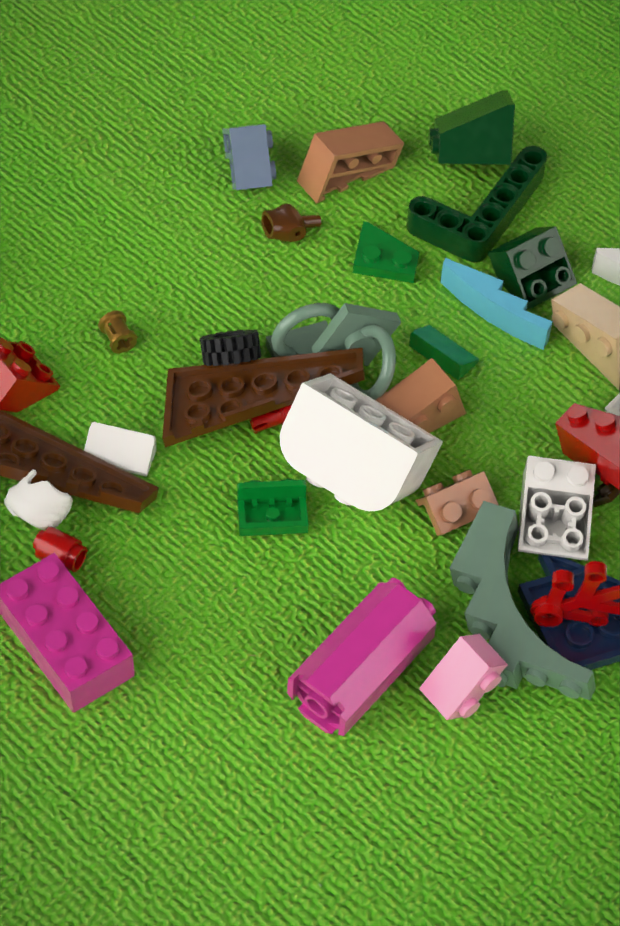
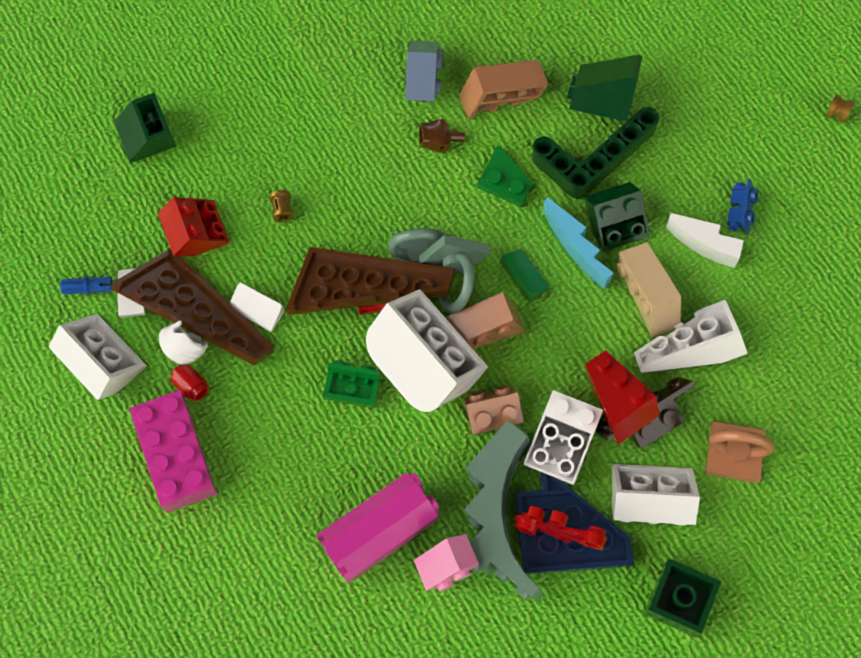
camera: 20 degrees right, 15 degrees up
(230, 347) = (358, 241): black tyre -> none

